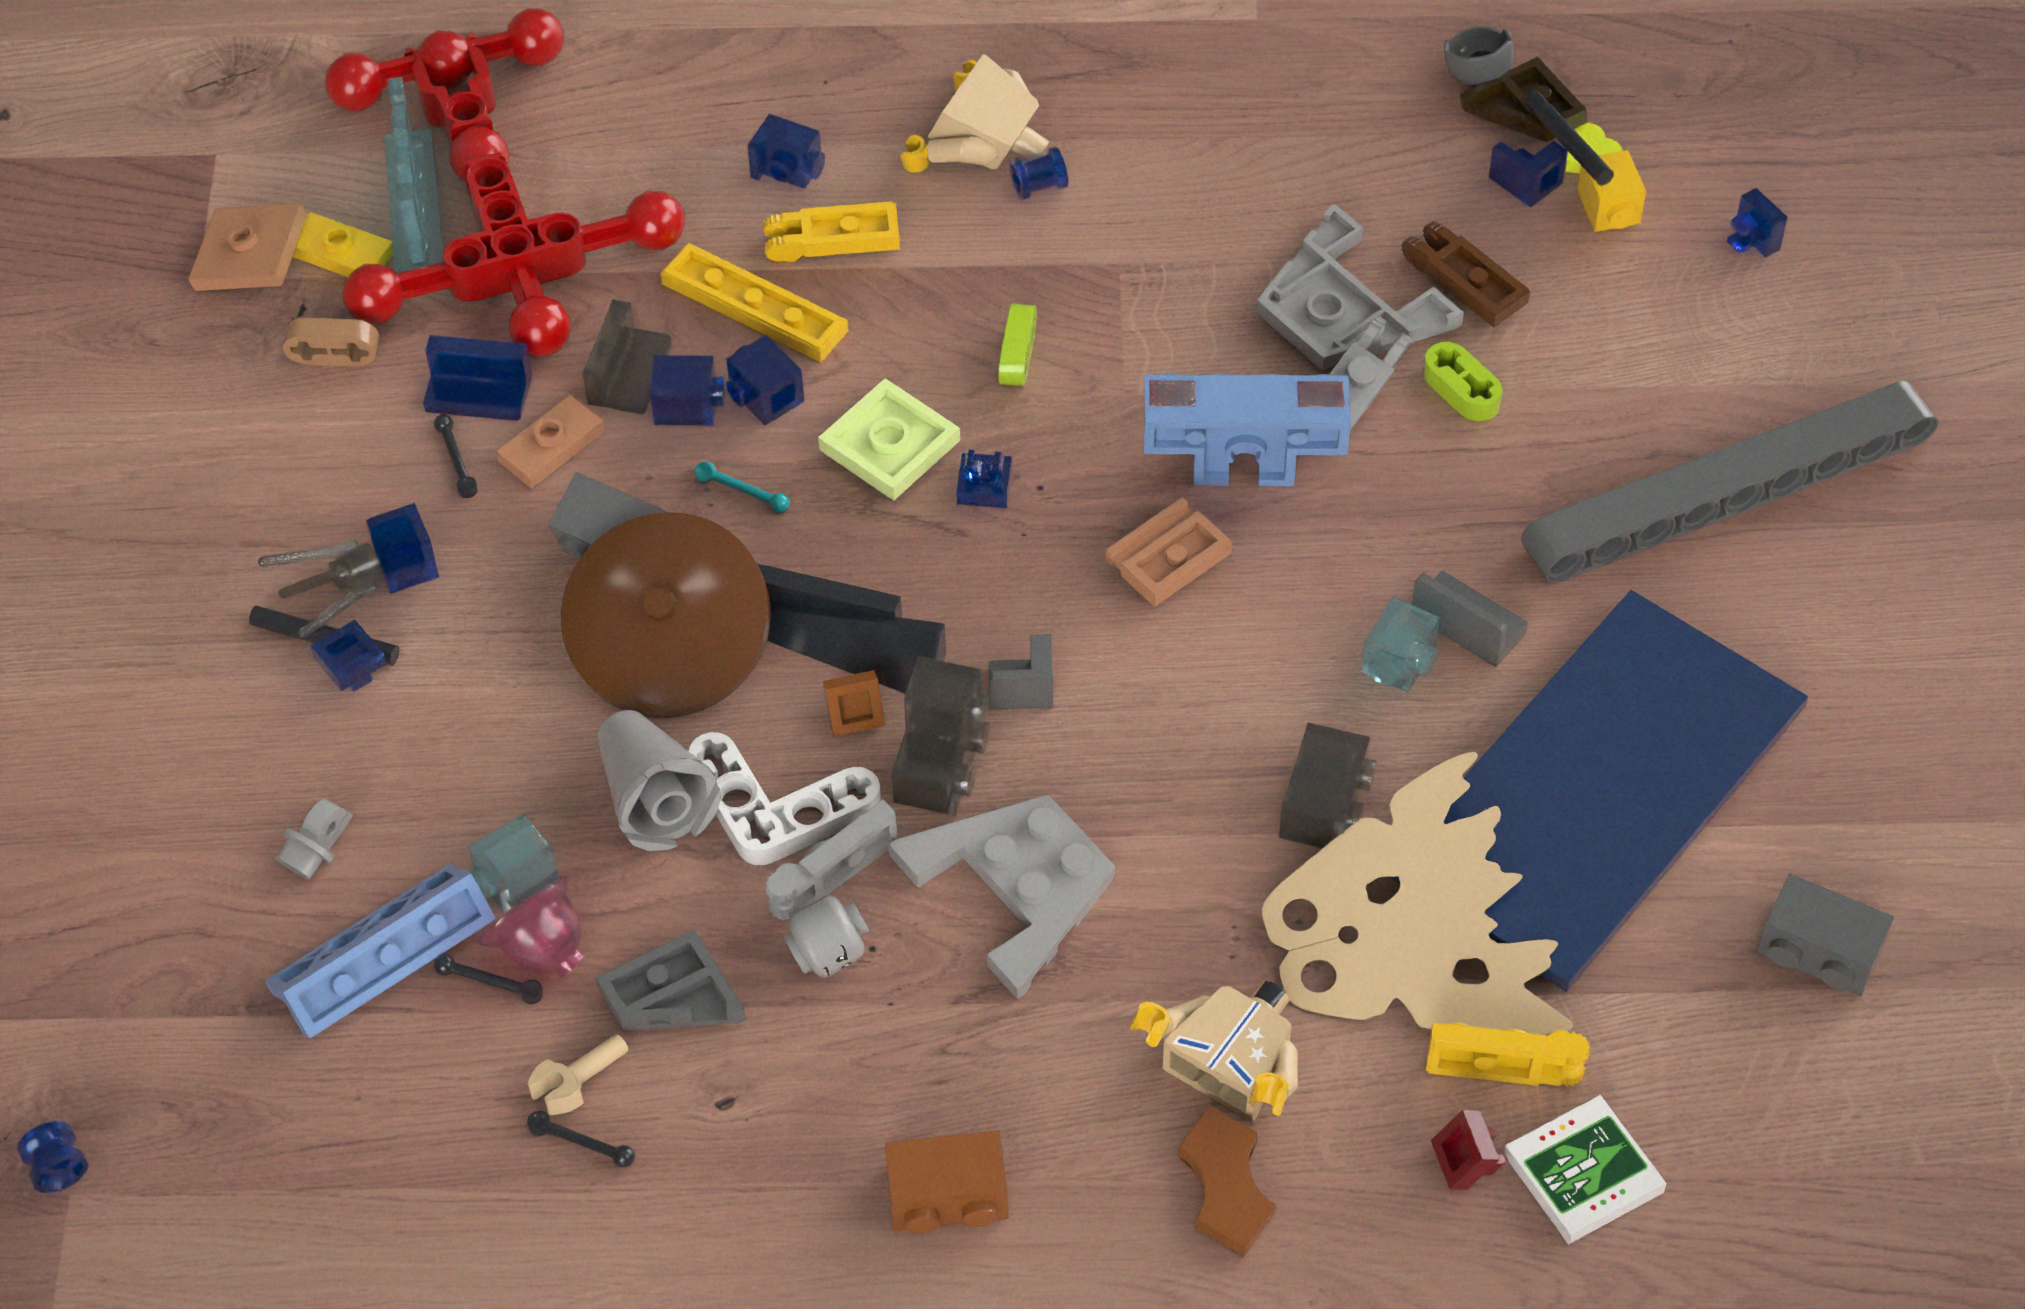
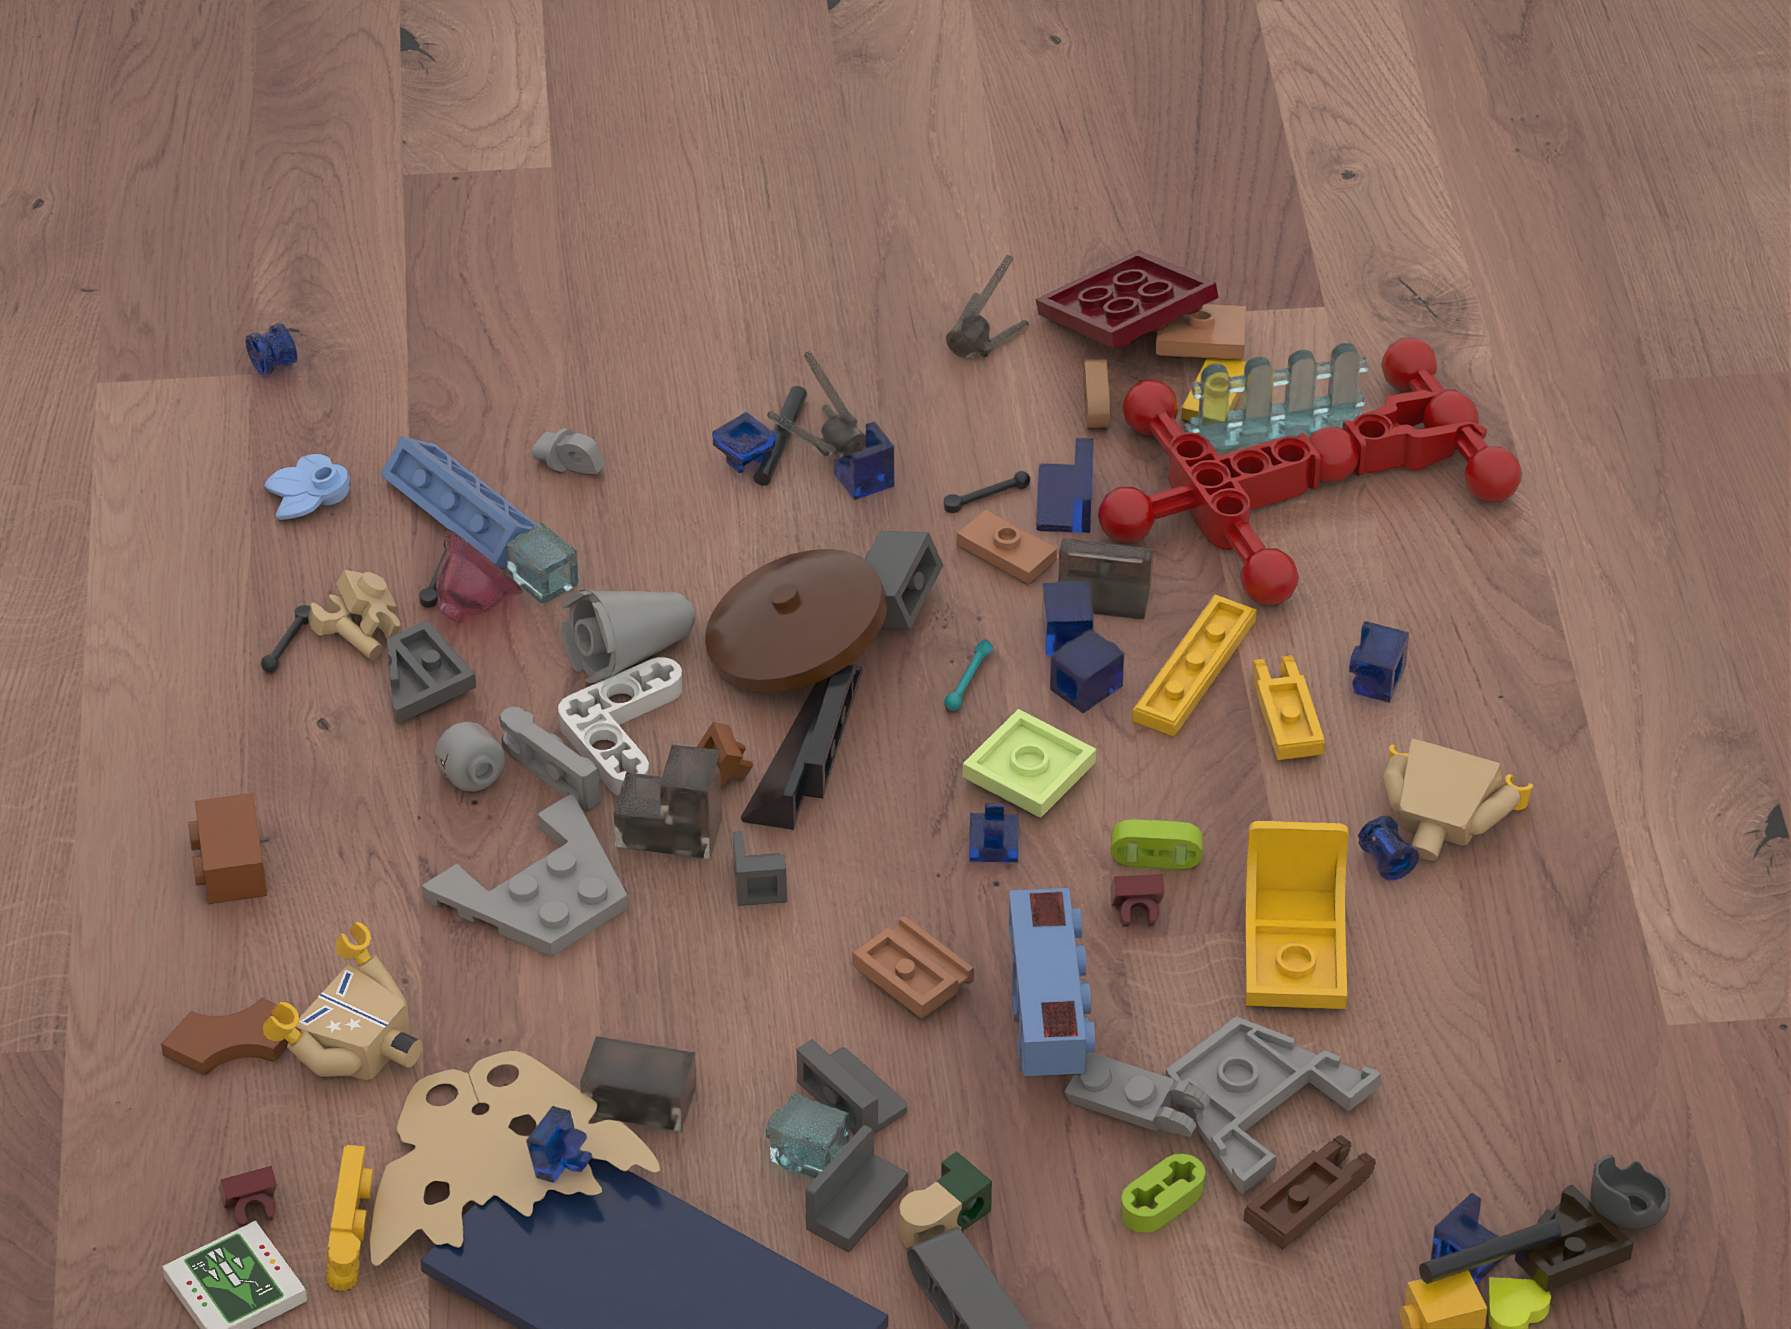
camera: 85 degrees right, 10 degrees down
(195, 296) = (1127, 299): none -> dark red plate
(199, 441) = (972, 330): none -> clear smoke plant
(311, 1124) = (308, 485): none -> light blue plate
(544, 1043) = (369, 597): none -> tan plate
(1087, 365) = (1137, 891): none -> dark red tile
(1144, 249) = (1296, 915): none -> yellow bracket
(1328, 615) = (849, 1086): none -> dark grey panel
(1450, 834) = (557, 1145): none -> clear blue tile
(1486, 541) = (952, 1201): none -> leg

